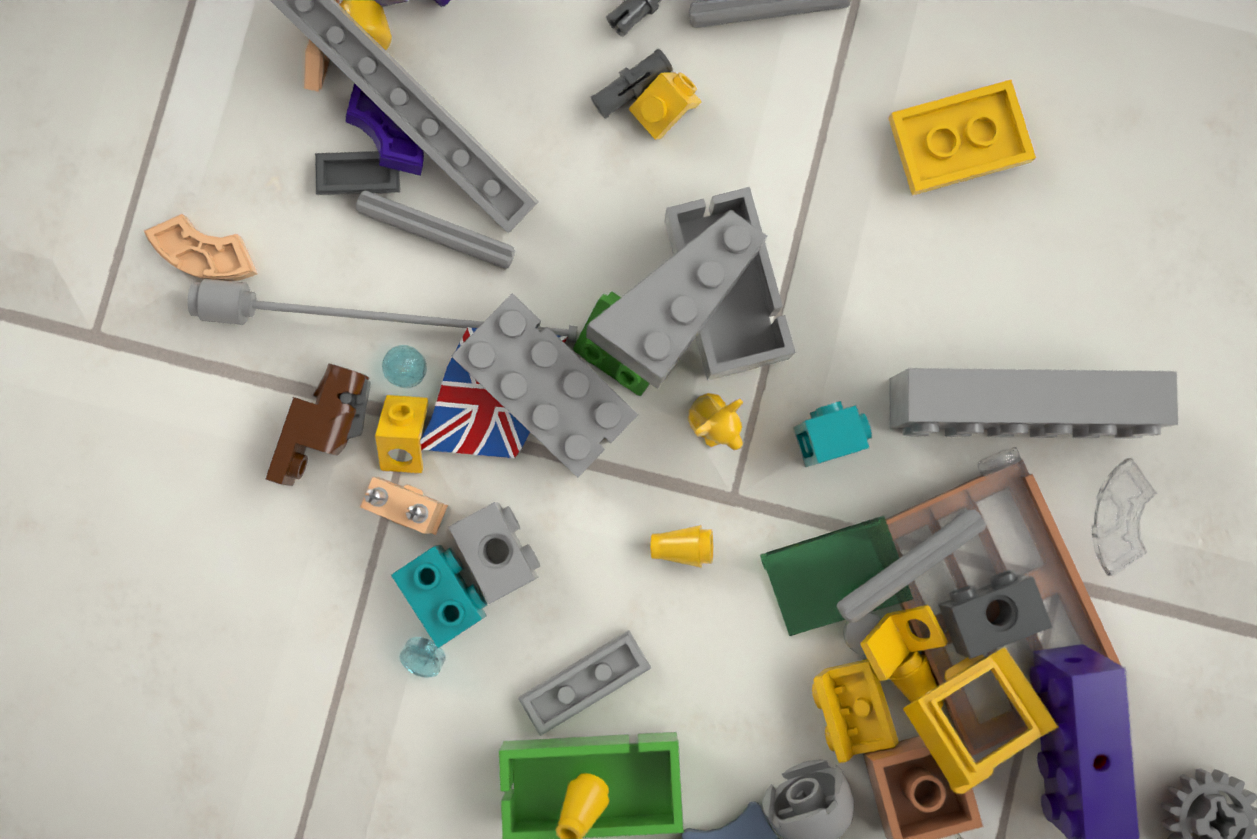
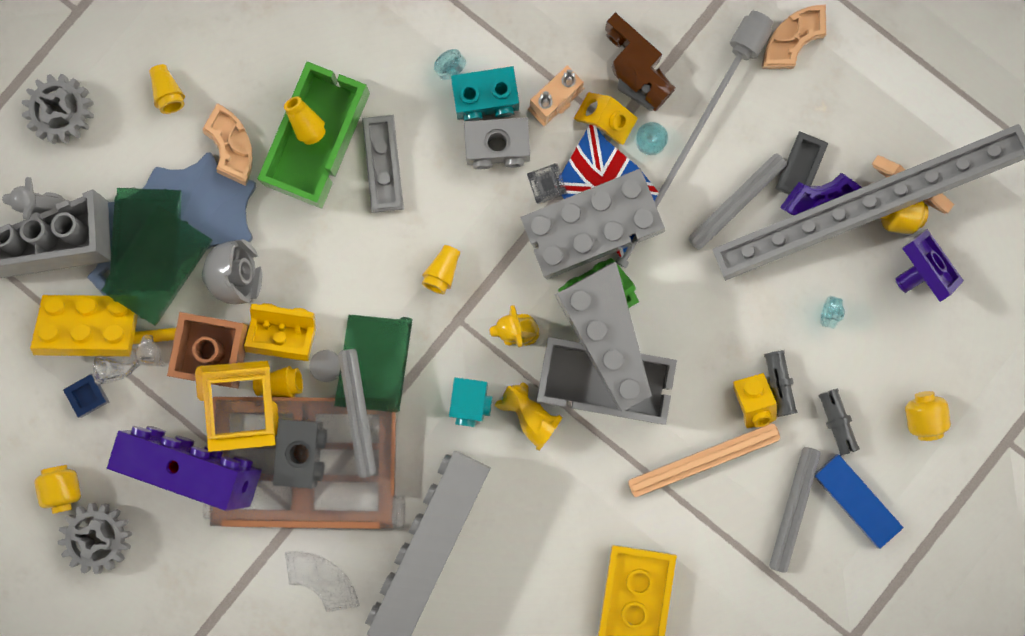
camera: 115 degrees right, 0 degrees up
(517, 467) = (547, 183): none -> clear tile
(519, 60) = (832, 312): none -> clear light blue tile
(764, 133) = (704, 460): none -> light nougat axle
(814, 348) = (533, 418): none -> yellow animal
(893, 641) = (313, 380): yellow bracket -> none

